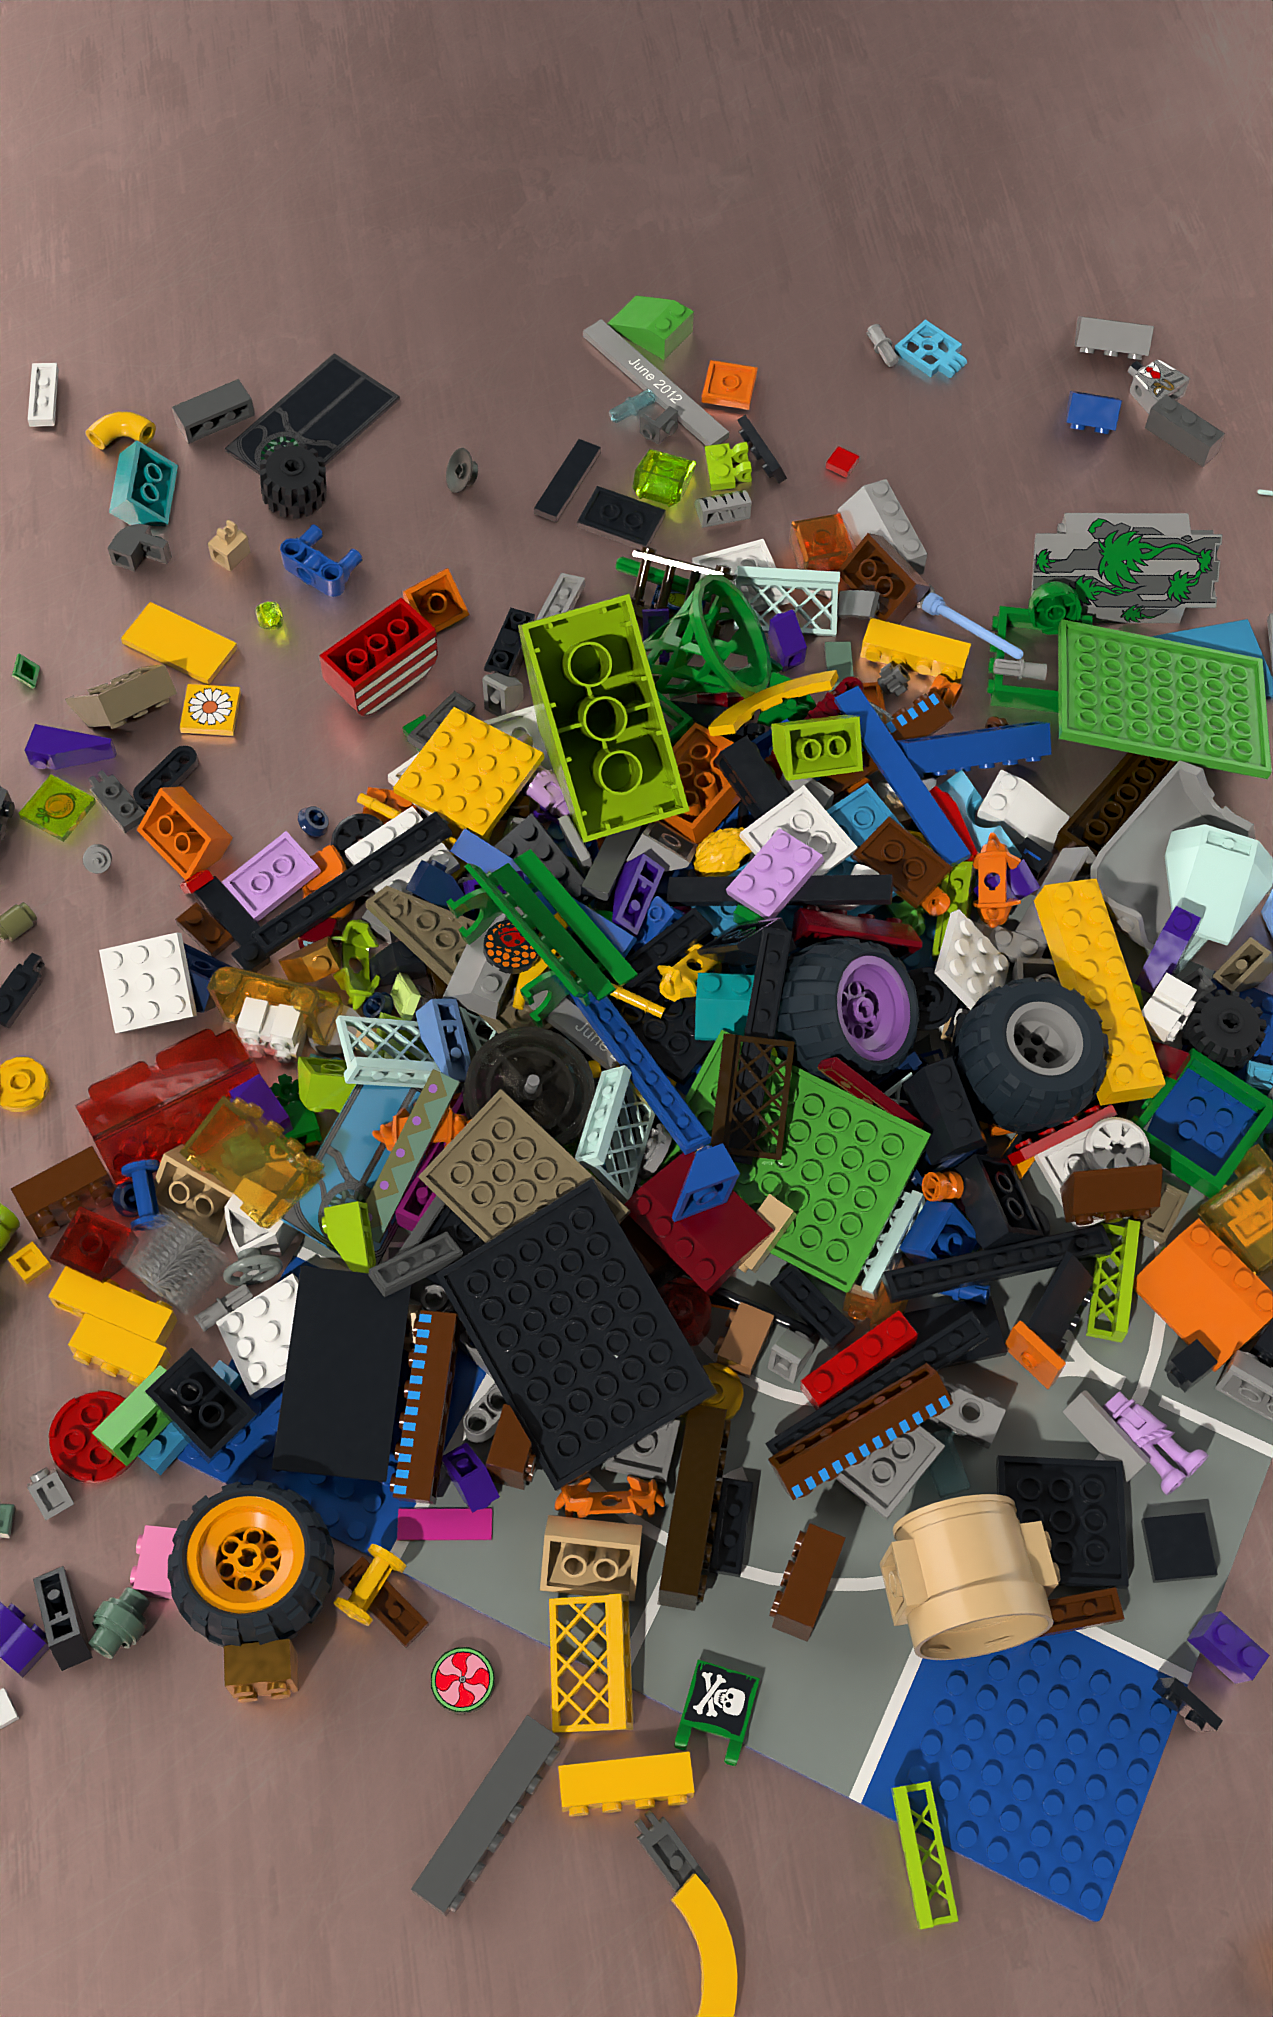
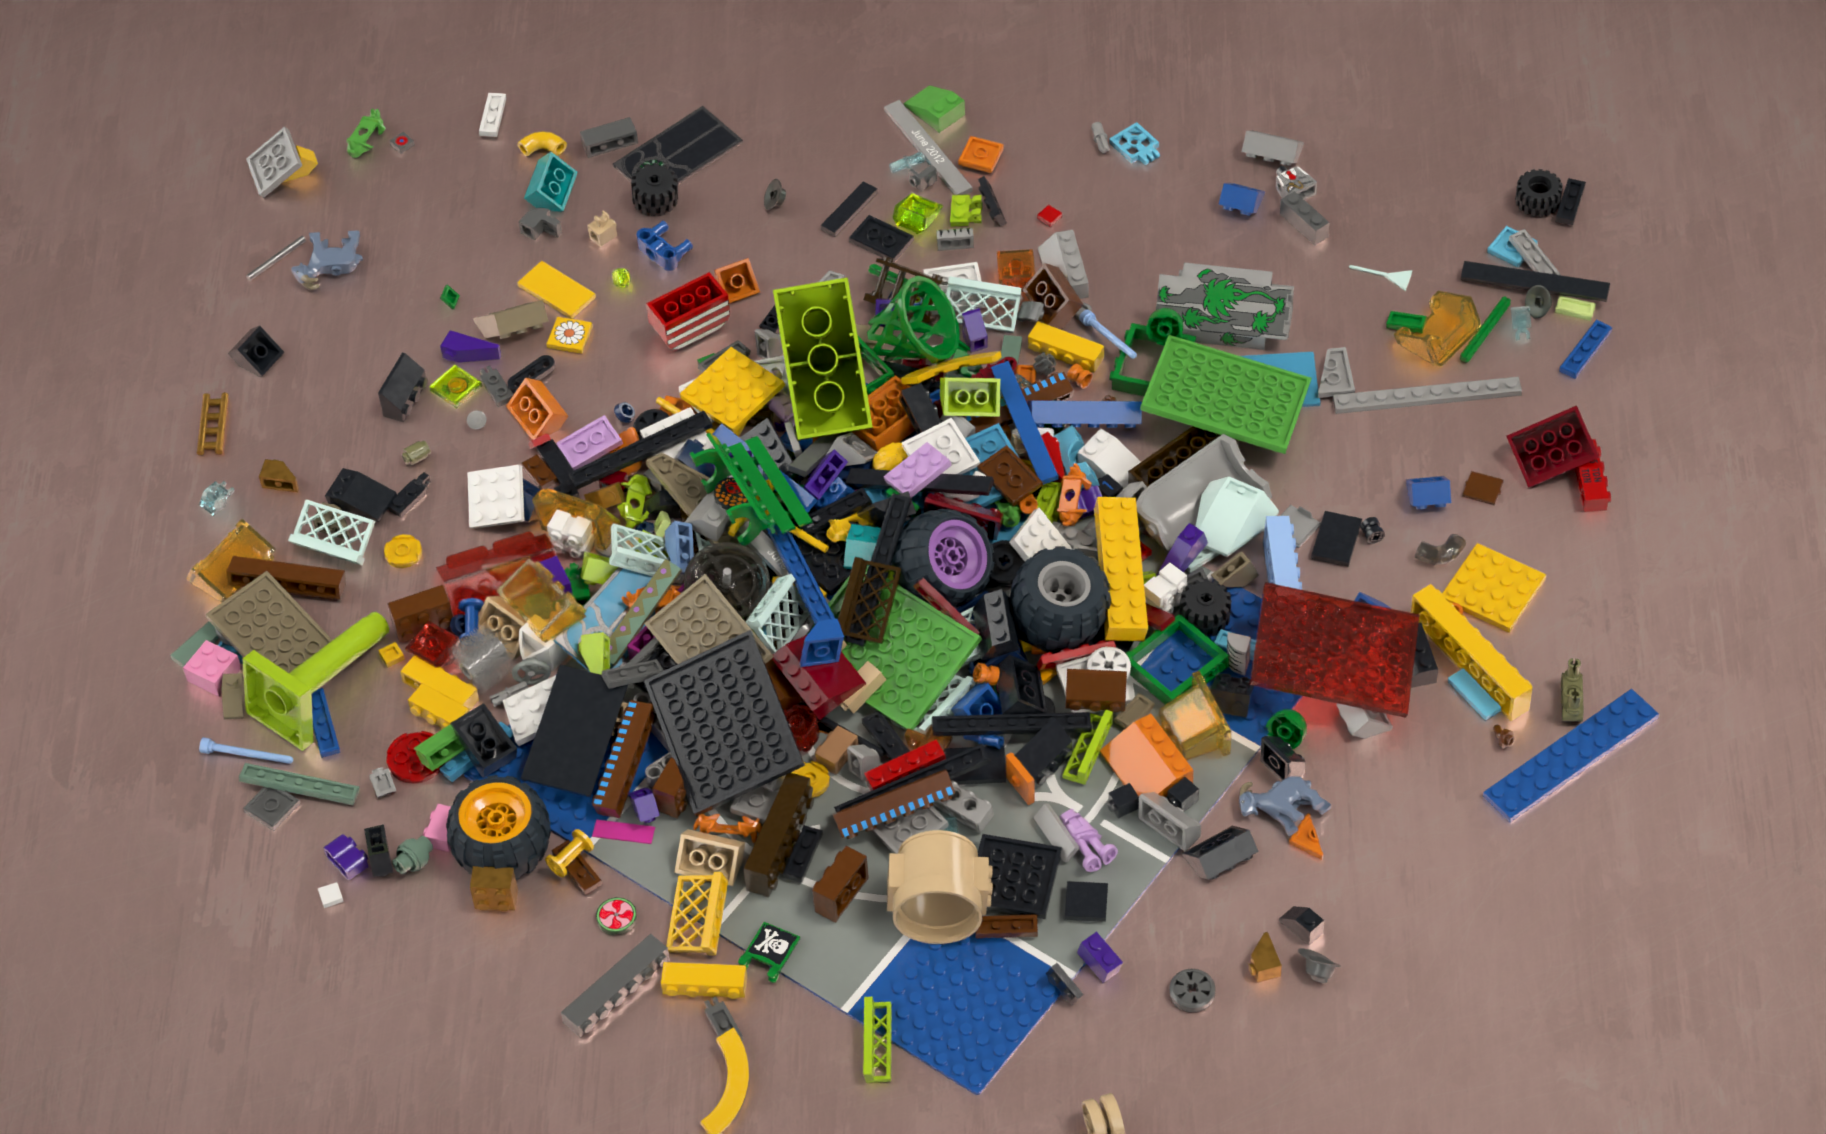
camera: 15 degrees right, 10 degrees down
(1020, 669) = (1132, 365): light grey axle -> none

